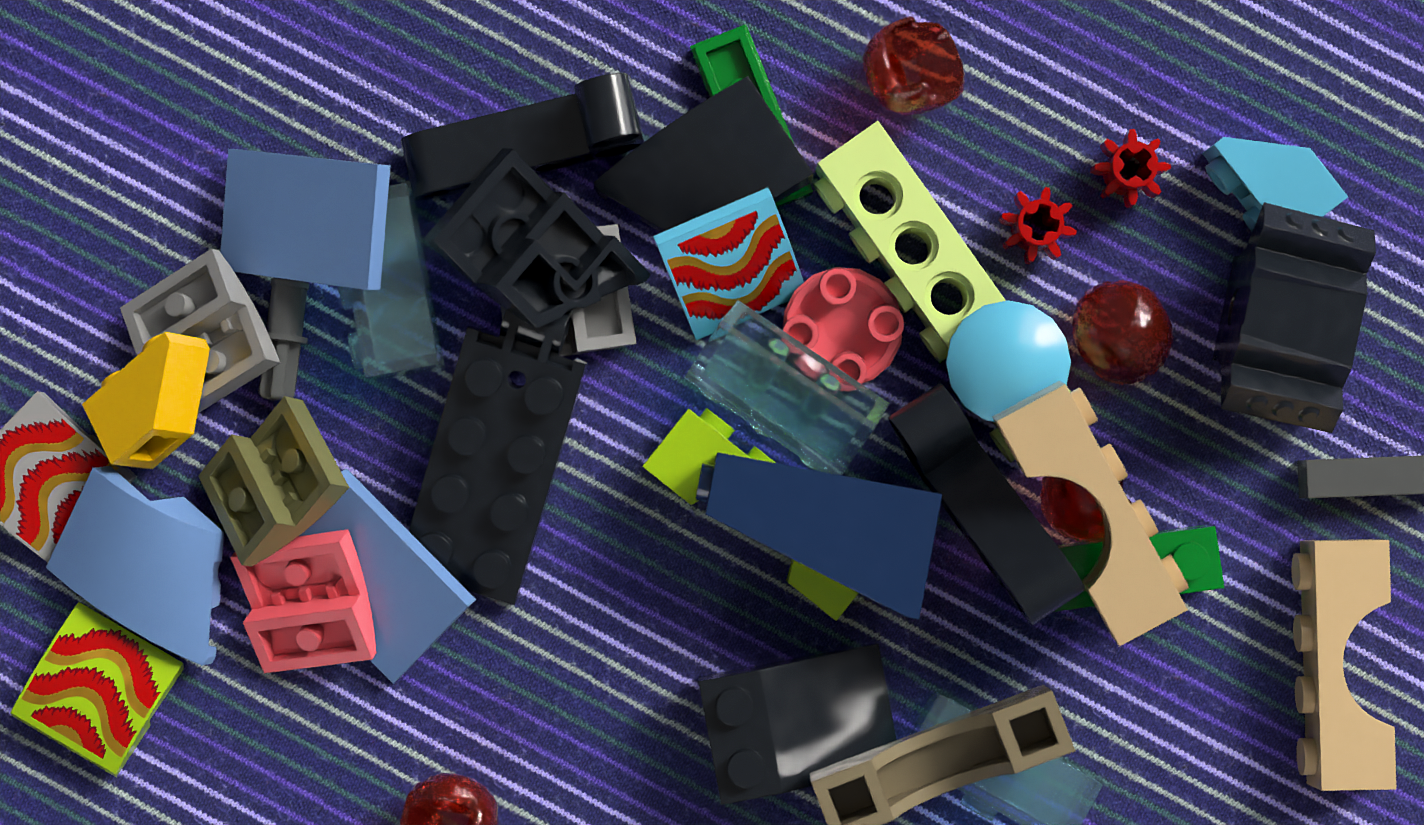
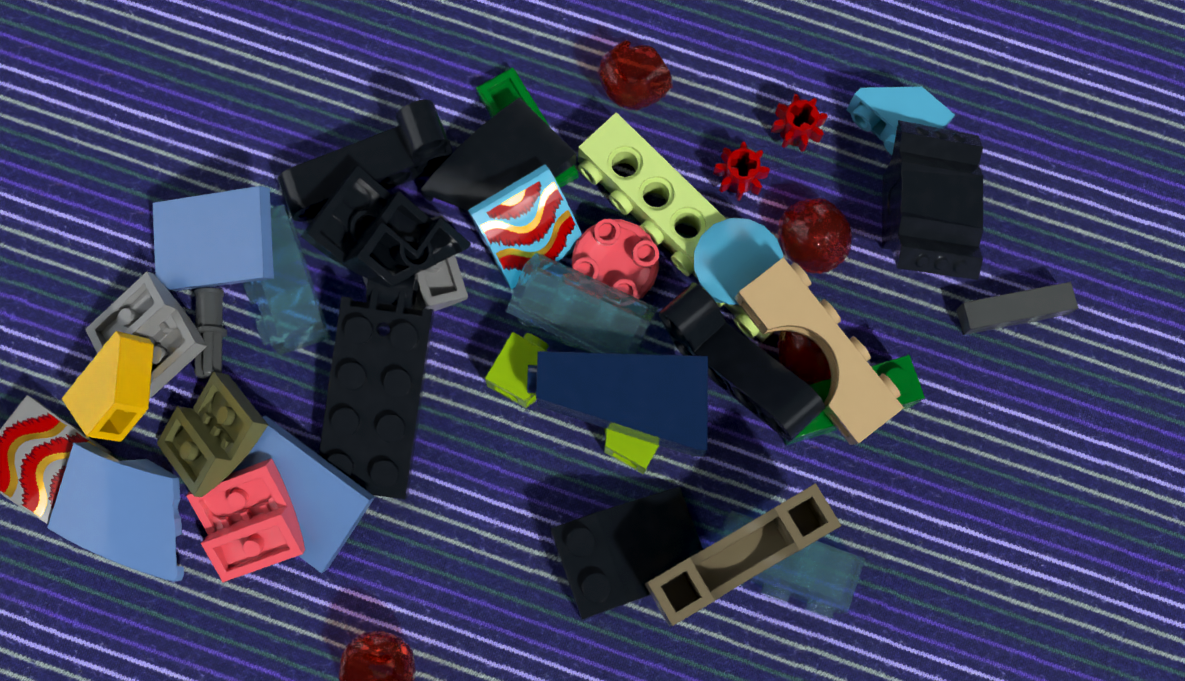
camera: 20 degrees left, 10 degrees down
(97, 689) = (95, 614): slope -> none
(1339, 588) = (1031, 498): tan arch -> none

